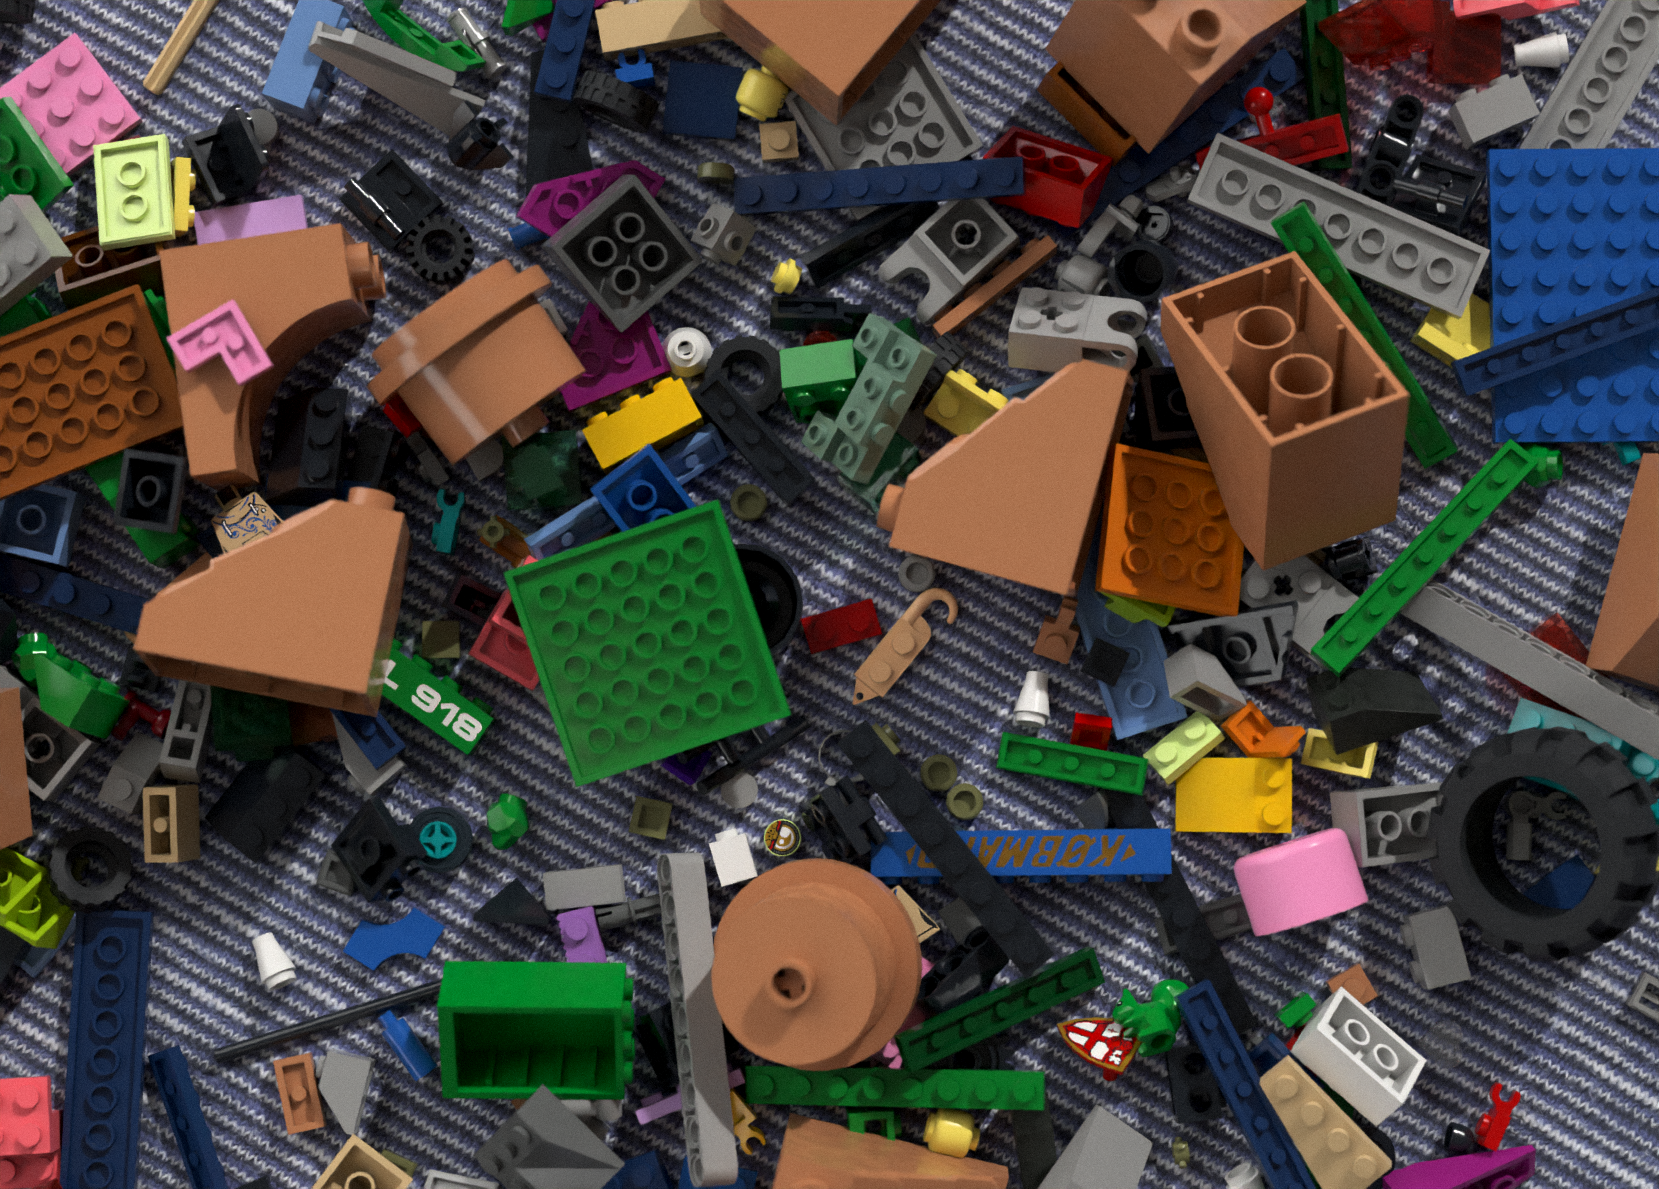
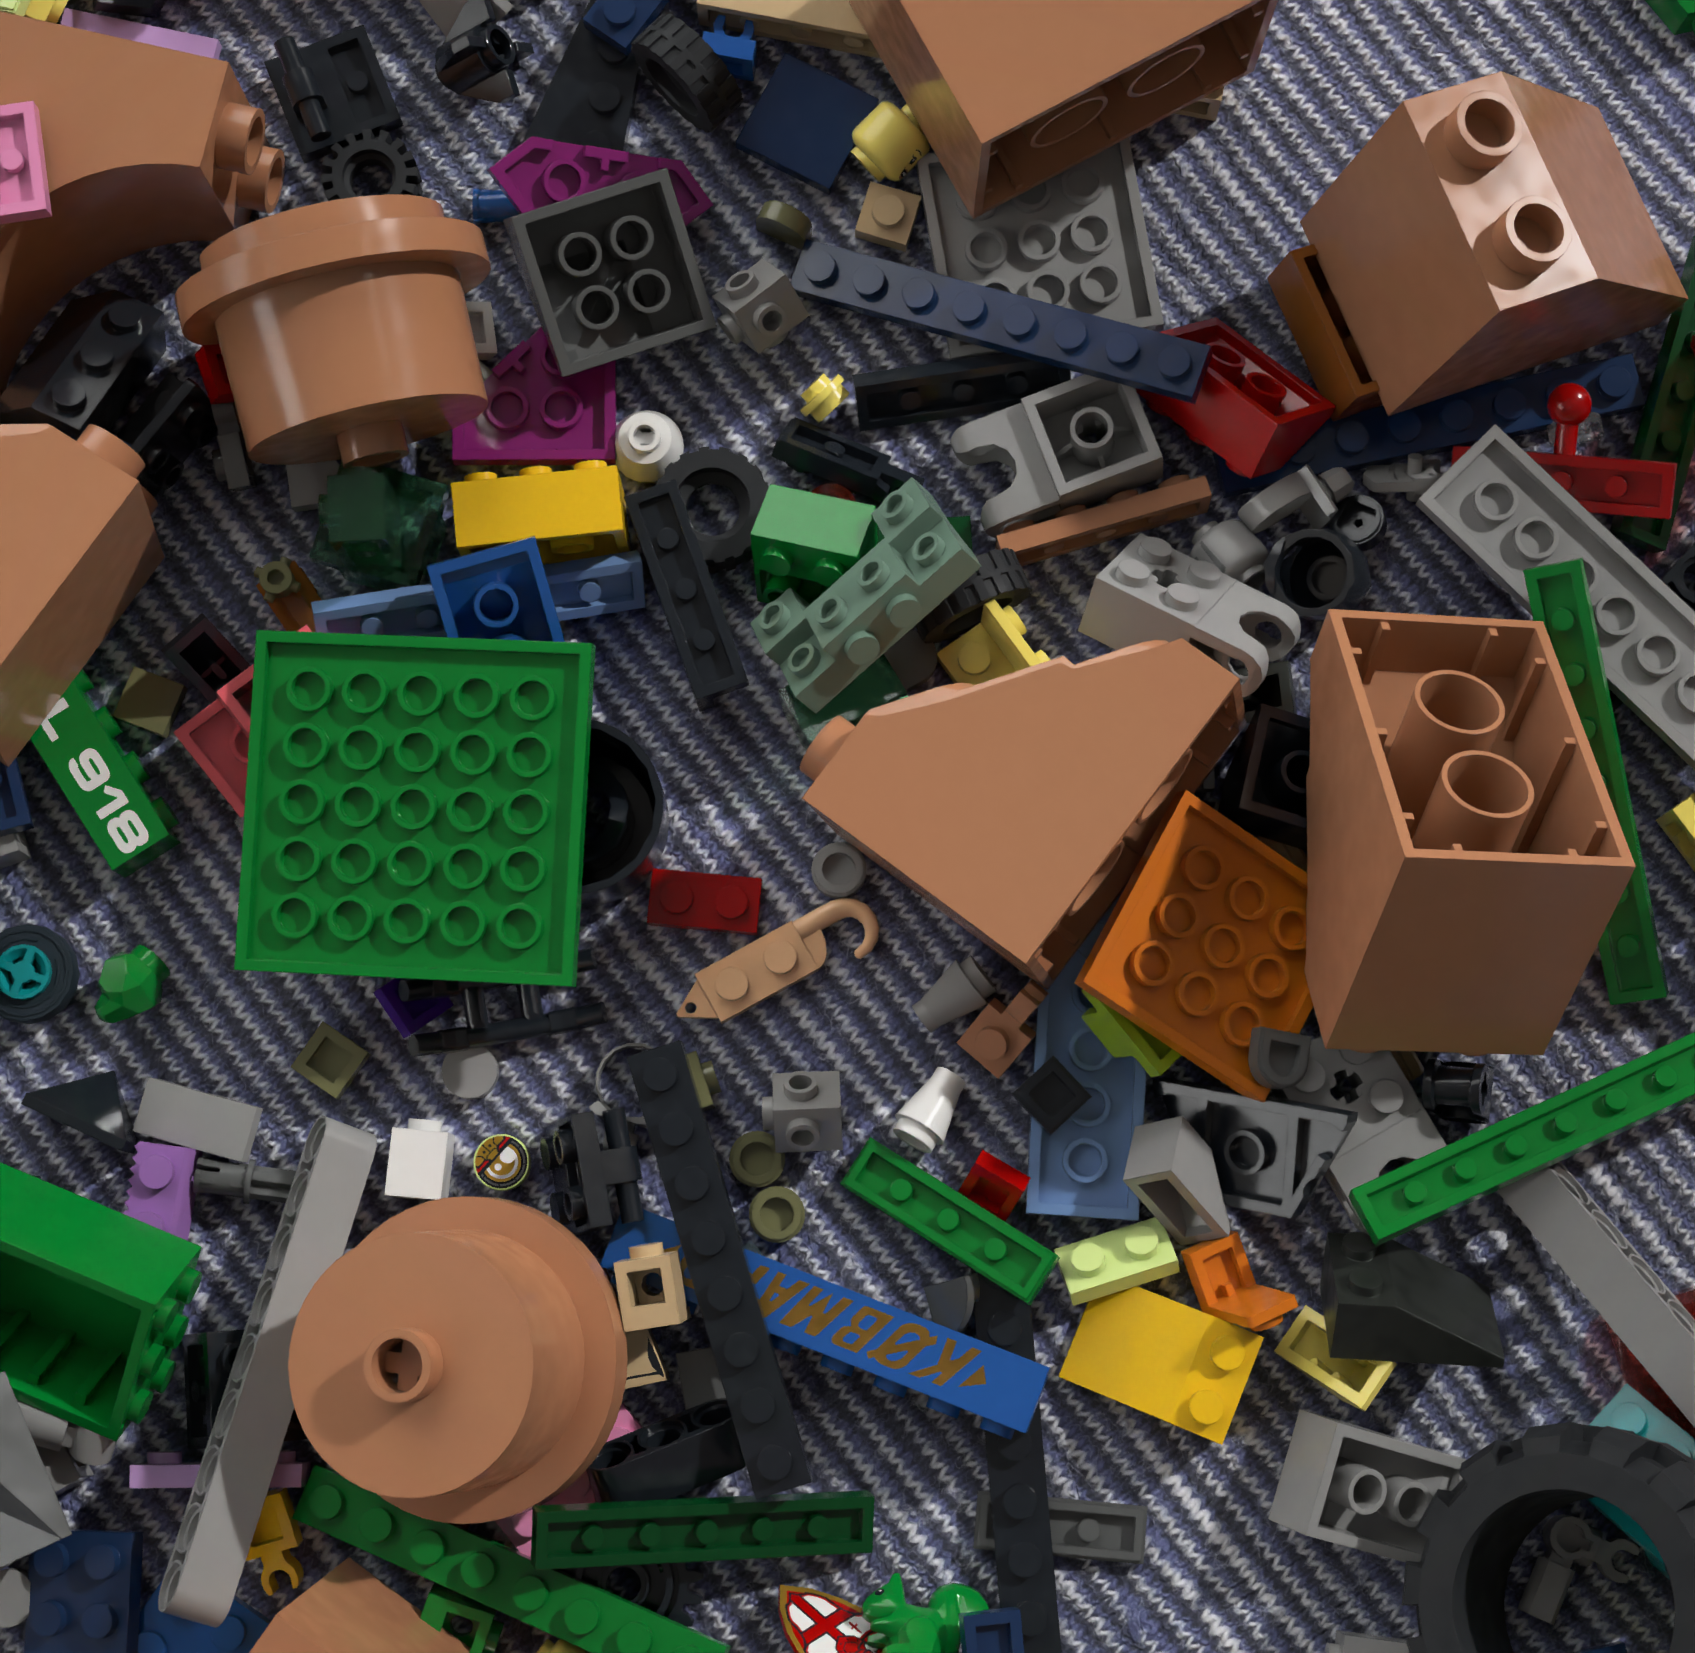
camera: 25 degrees right, 5 degrees down
(446, 533) = (219, 558): teal plate -> none
(748, 503) = (647, 682): olive tile -> none
(910, 891) = (639, 1305): none -> tan brick
(957, 732) = (804, 1111): none -> light grey brick
(1020, 622) = (956, 993): none -> light grey cone
(1235, 585) = (1278, 1057): none -> dark grey tile
(1299, 881) = (1206, 1520): bright pink piece -> none

